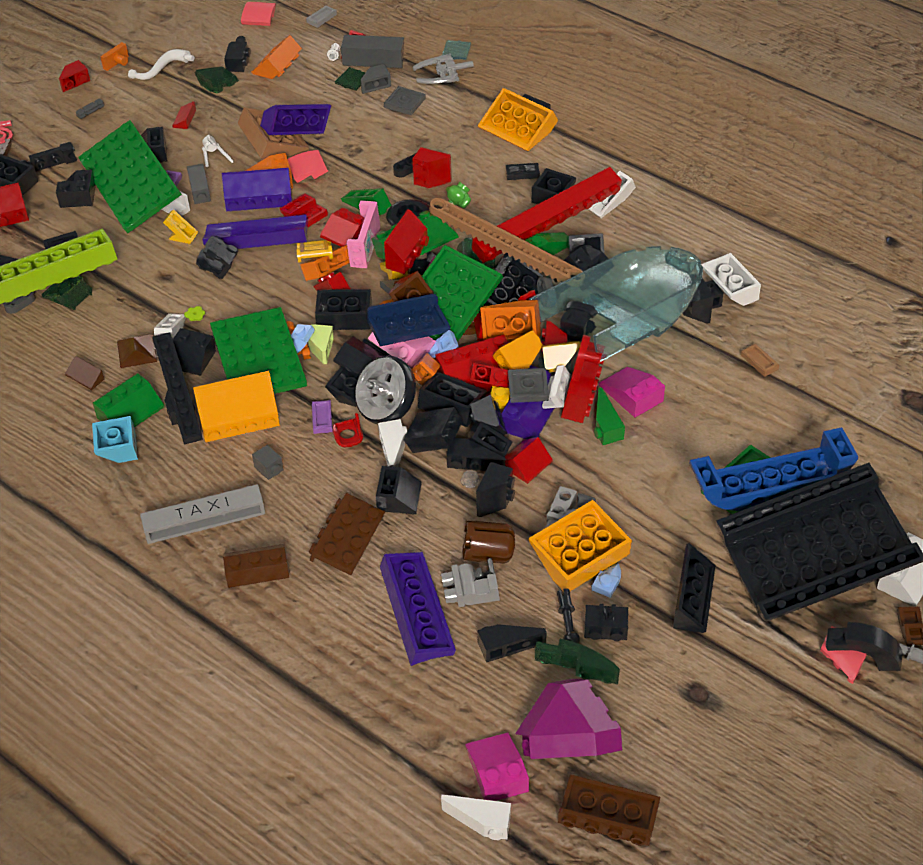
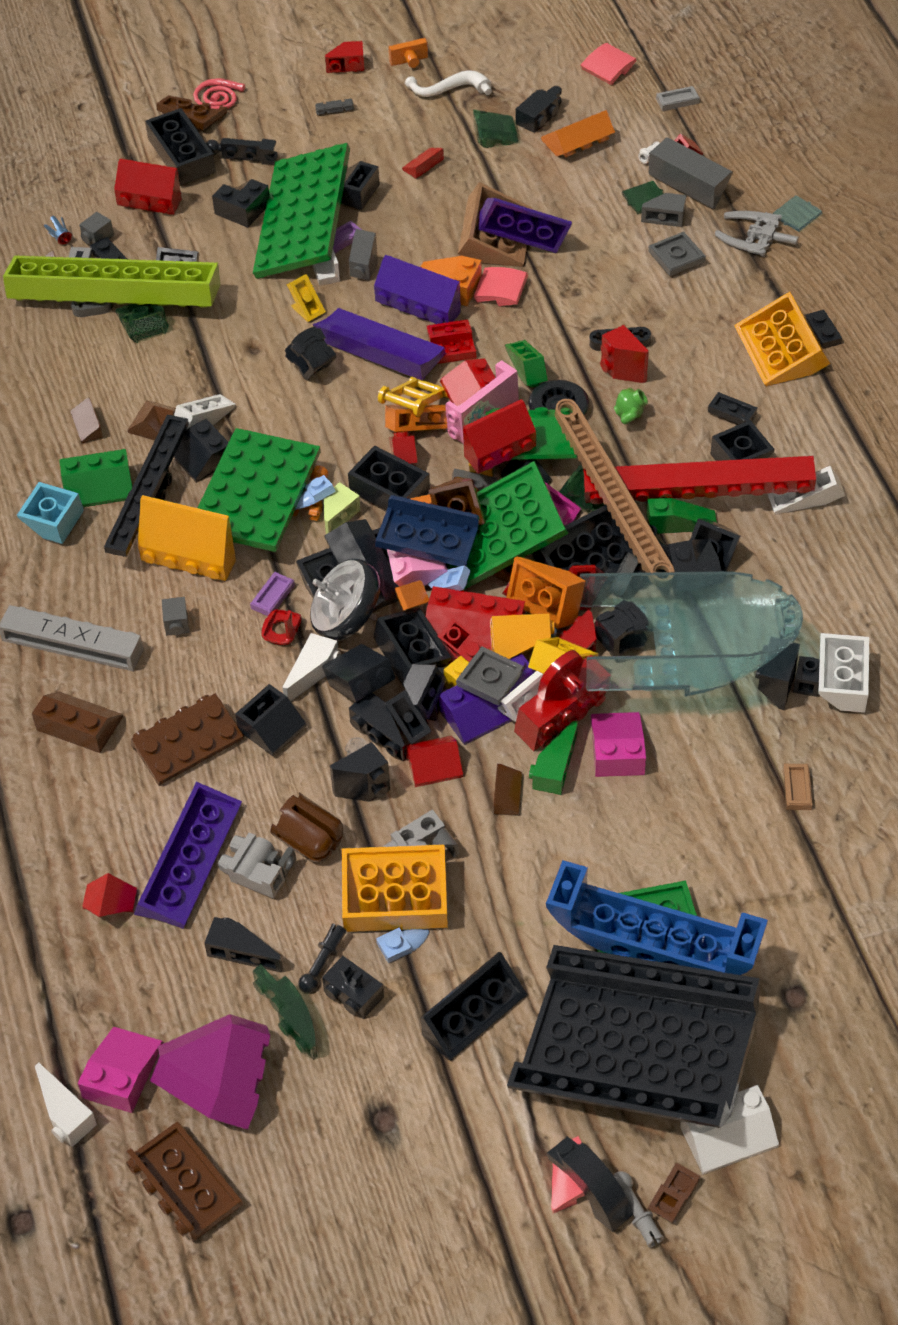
camera: 35 degrees right, 5 degrees up
(195, 313) = (244, 408): lime plant -> none
(211, 145) = (419, 211): white plant -> none
(384, 662) = (109, 896): none -> red slope
(589, 453) = (507, 790): none -> reddish brown slope

